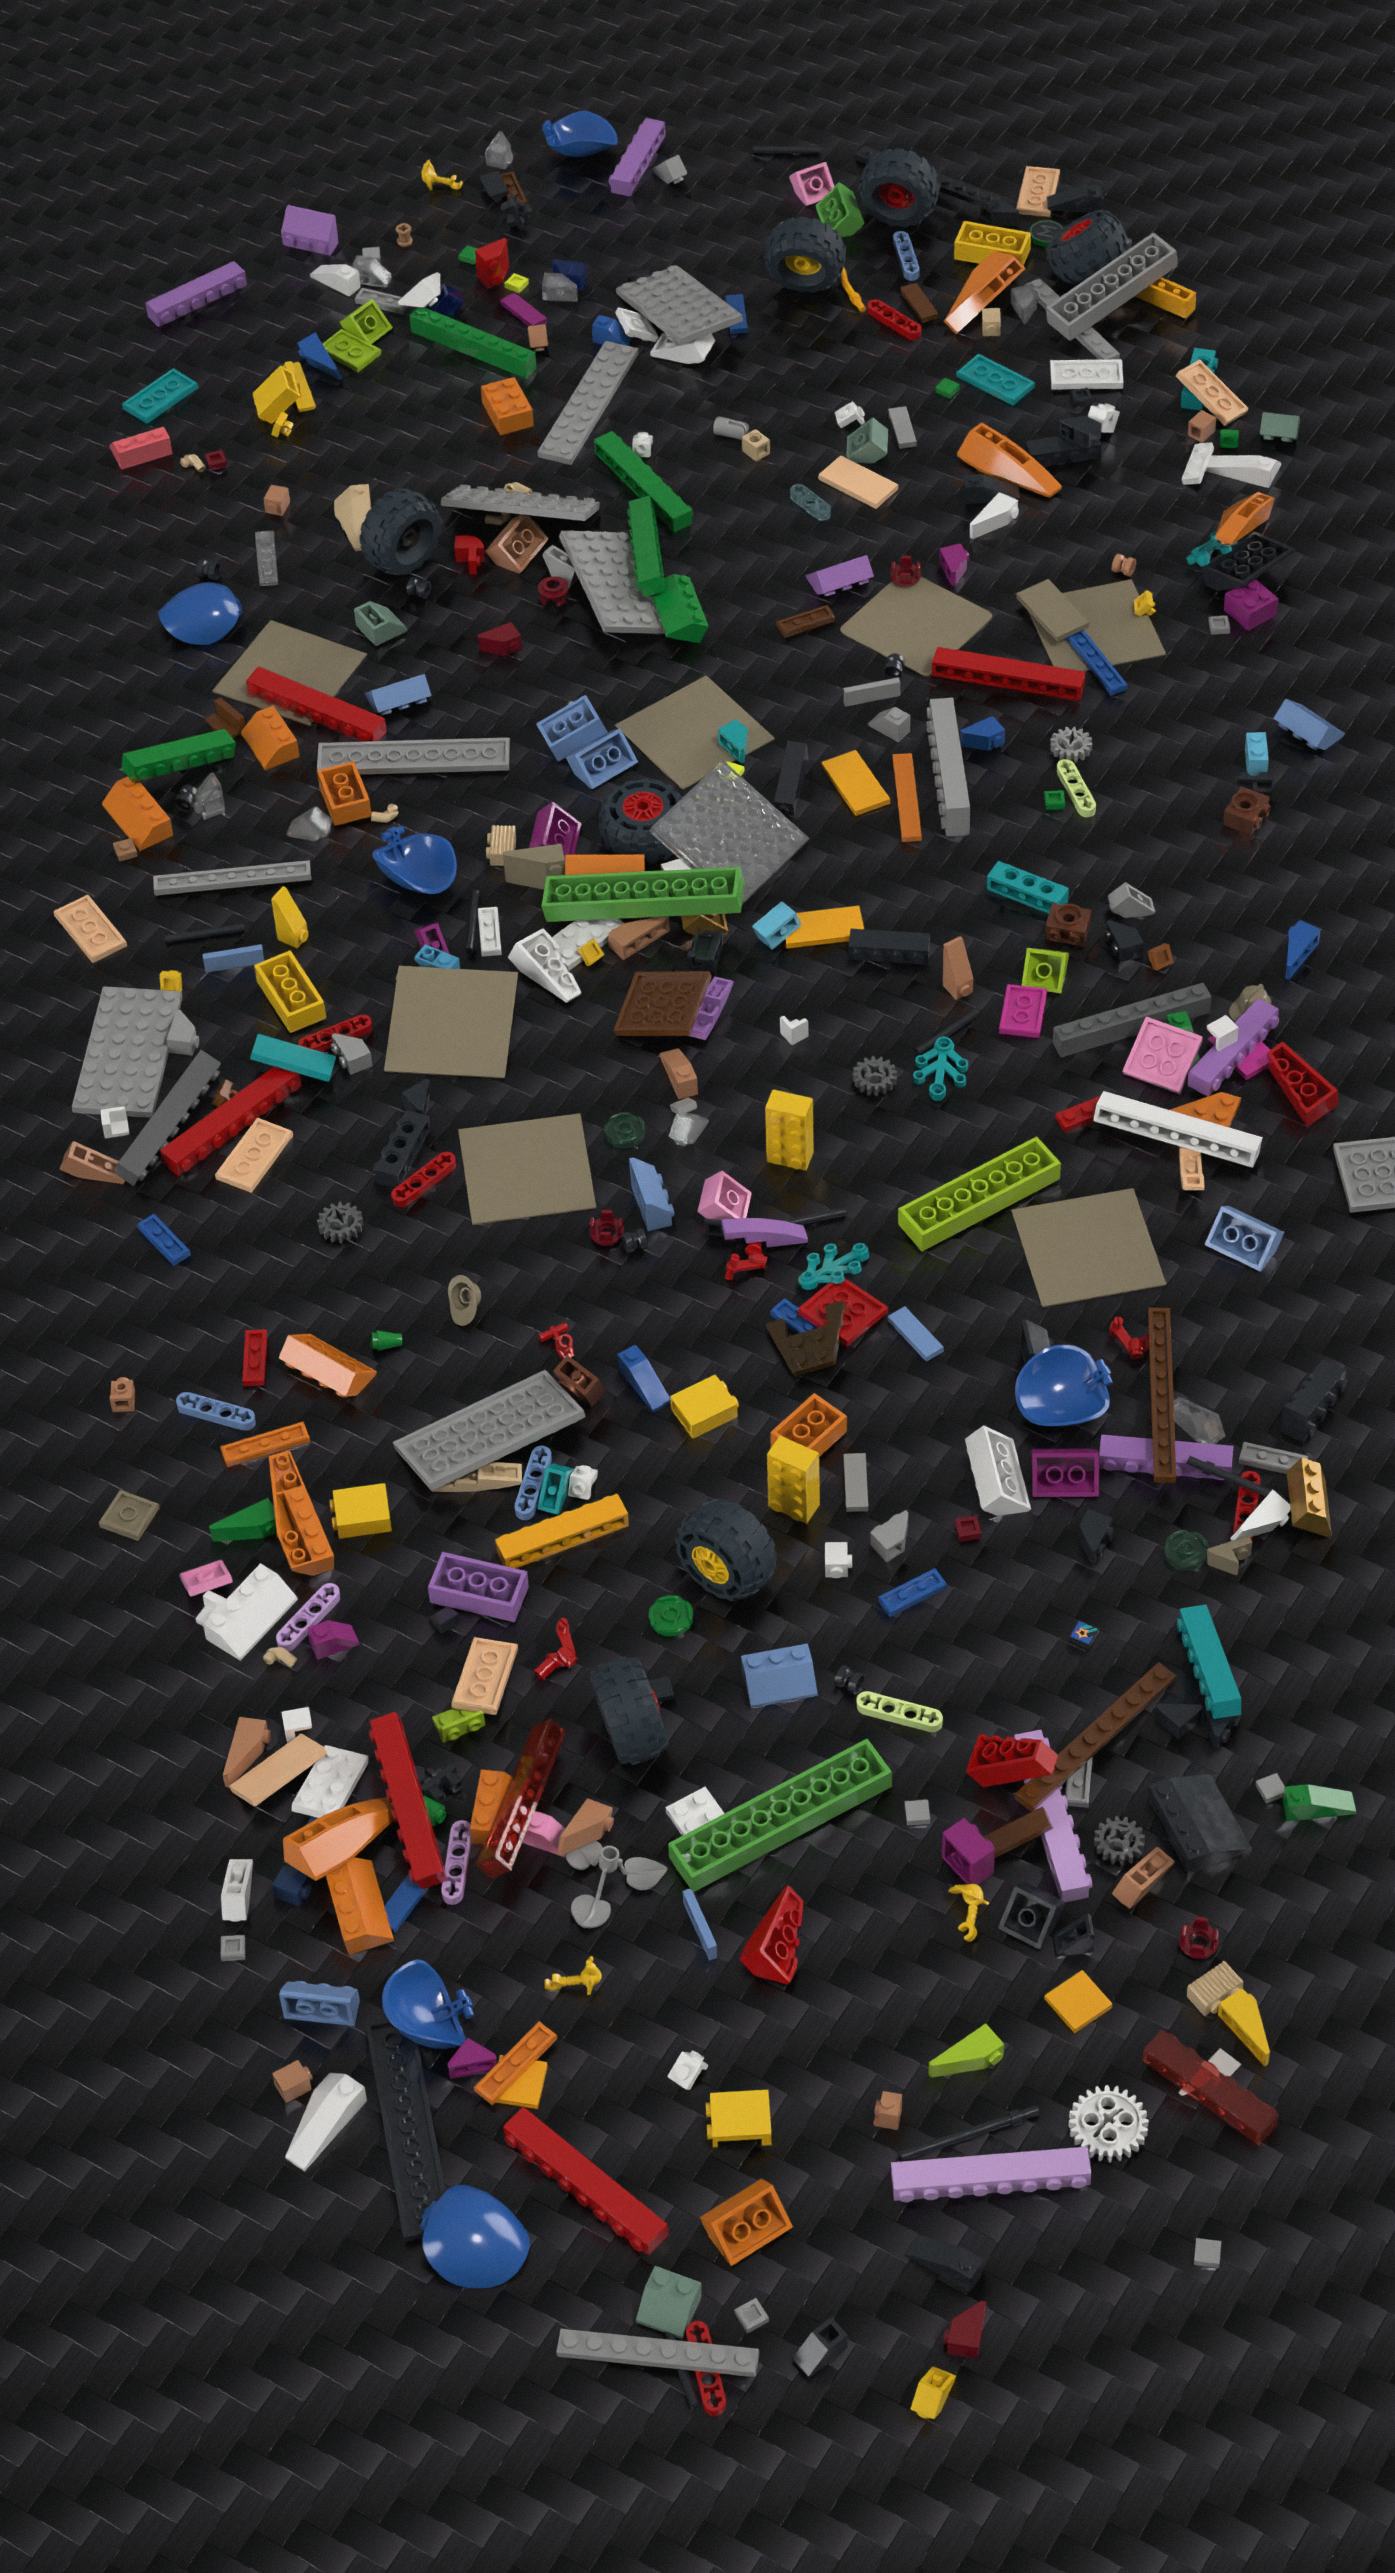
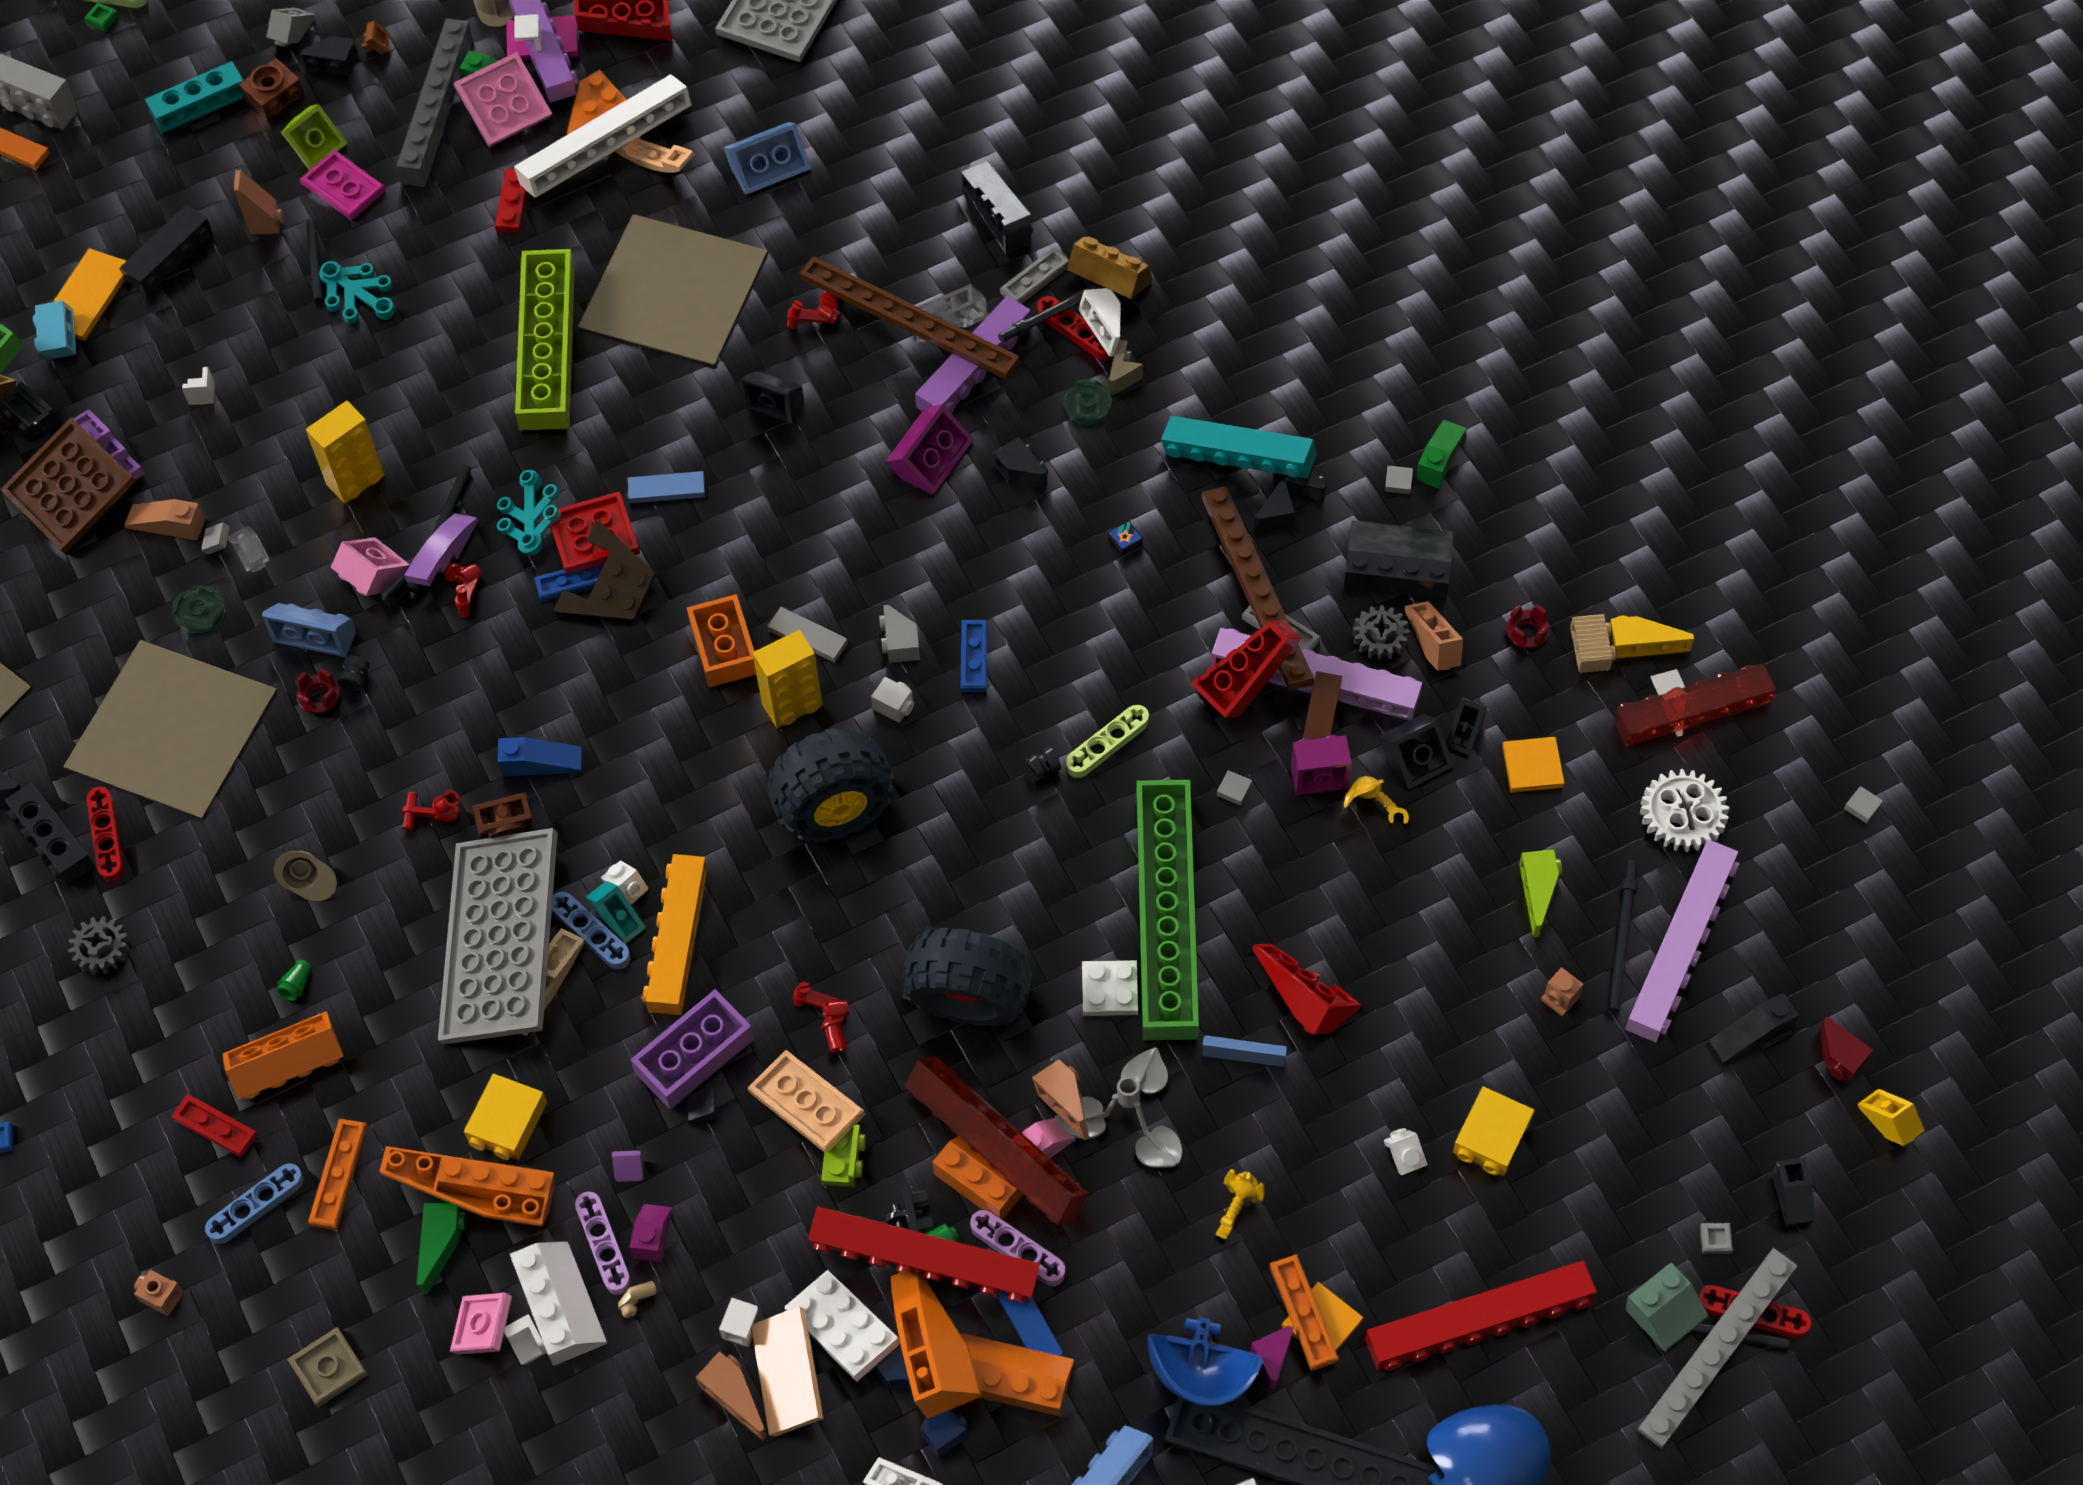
camera: 60 degrees left, 10 degrees up
(371, 1600) = (627, 1166): none -> medium lavender slope
(671, 1615) = (849, 886): green tile -> none
(704, 1406) = (616, 719): yellow brick -> none
(746, 2221) = (1612, 1186): orange slope -> none
(779, 1675) = (996, 824): medium blue slope -> none
(874, 1075) = (320, 350): dark grey gear -> none
(968, 1528) = (935, 566): dark red plate -> none
(997, 1472) = (888, 507): white slope -> none
(1063, 1387) = (841, 395): blue piece -> none

